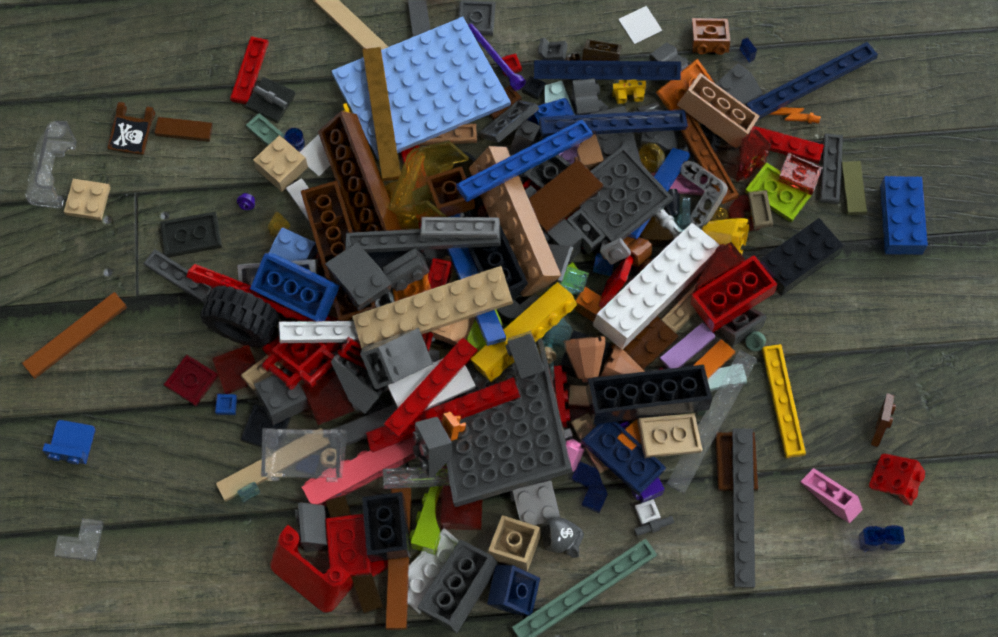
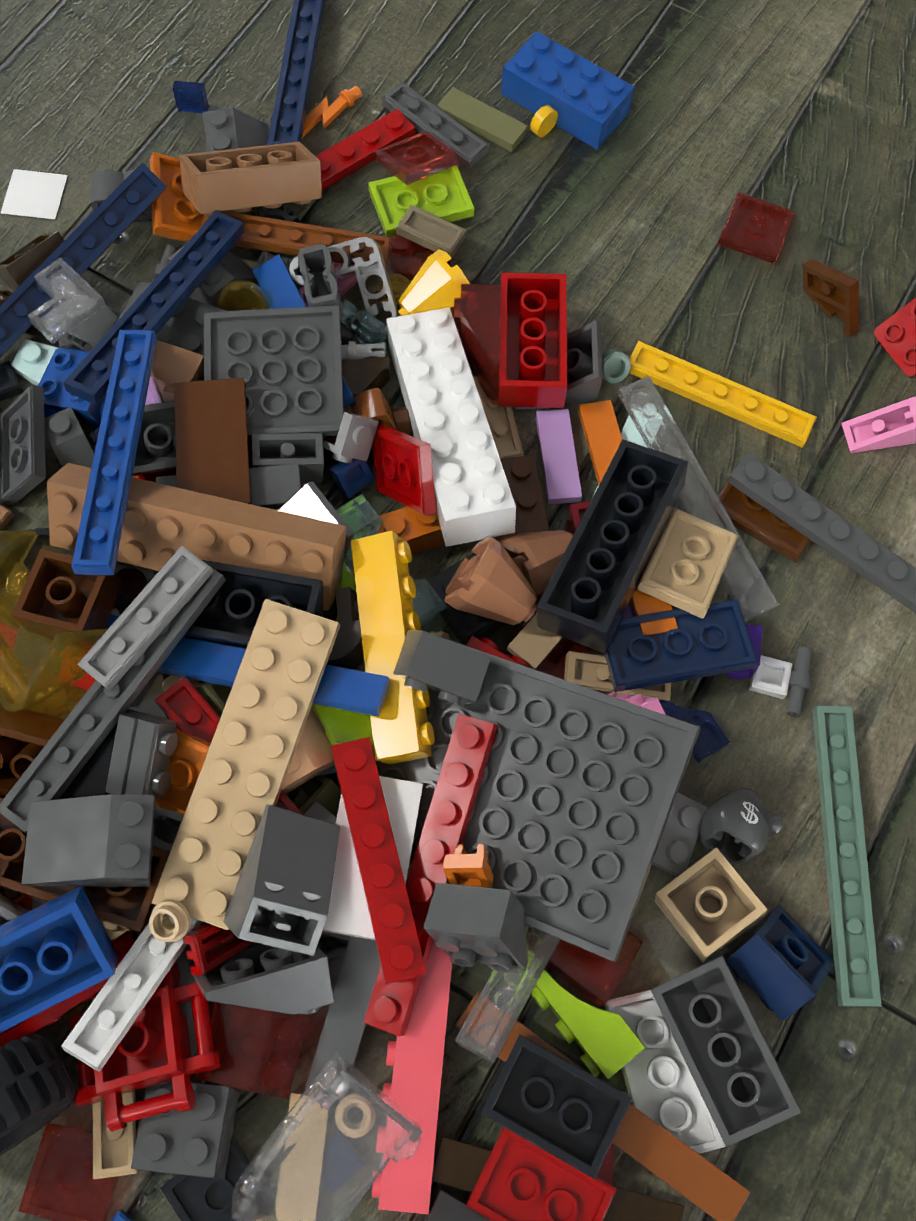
camera: 60 degrees left, 0 degrees up
(350, 327) = (161, 925): none -> tan plate
(586, 88) = (70, 304): none -> clear plate
(629, 87) = (115, 263): yellow hips -> none
(682, 181) = (319, 277): none -> dark grey brick
(710, 35) = (131, 123): dark orange plate -> none
(751, 154) = (343, 188): clear red slope -> none
(801, 255) = (534, 223): black brick -> none
(875, 217) = (544, 121): none -> yellow tile
(899, 360) = (756, 228): none -> clear red tile

